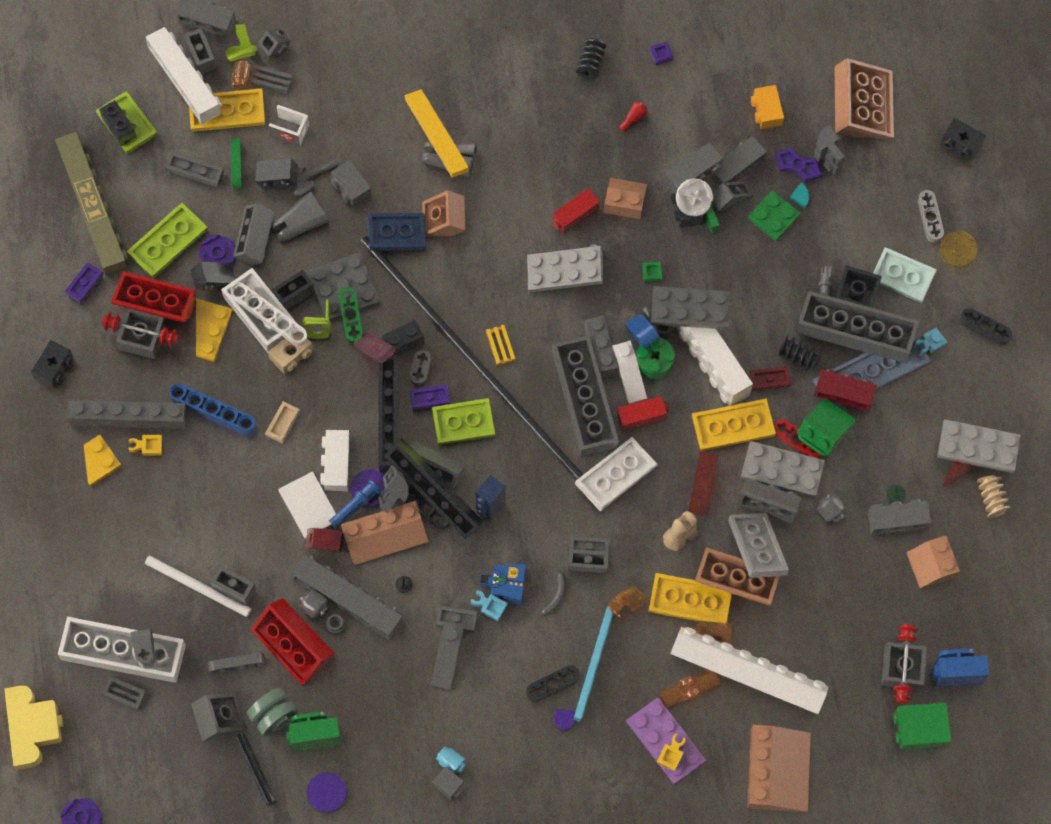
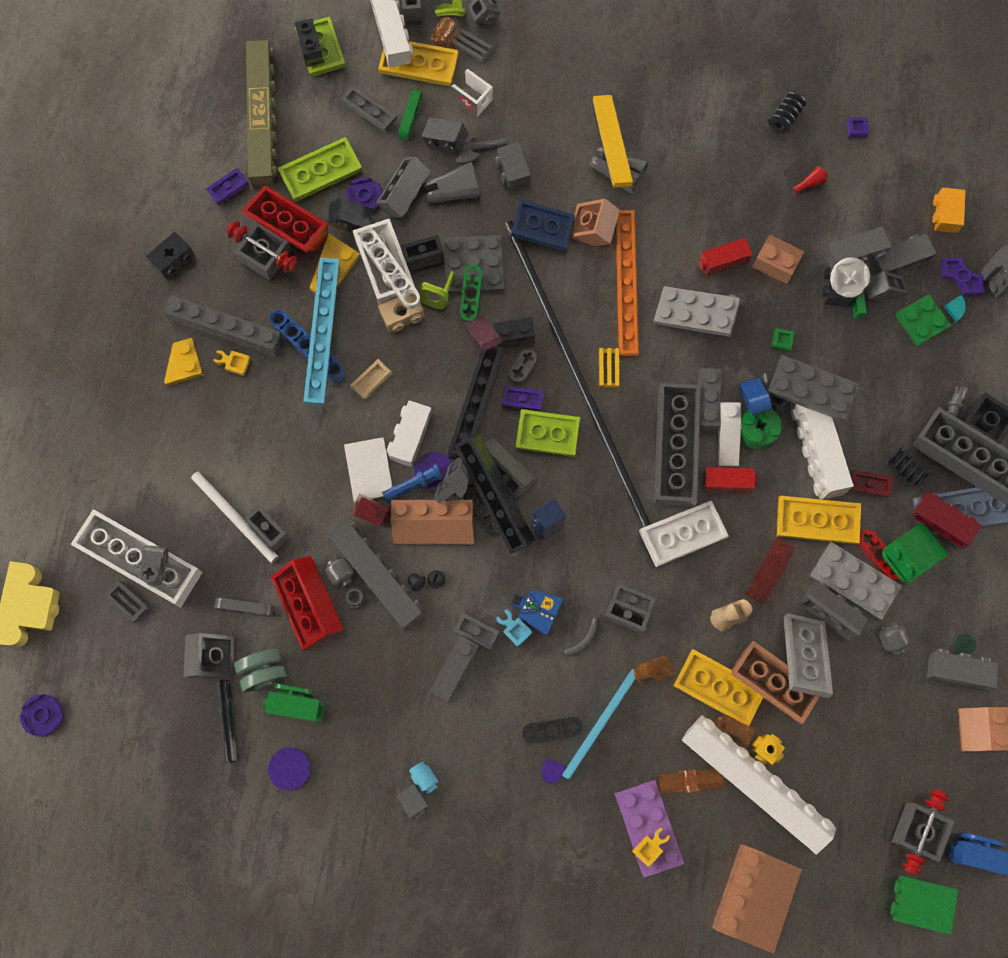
camera: 20 degrees right, 5 degrees up
(224, 391) = (321, 332): none -> medium azure plate
(386, 591) = (416, 581): none -> black piece
(492, 263) = (627, 284): none -> orange tile
(749, 644) = (760, 749): none -> yellow brick

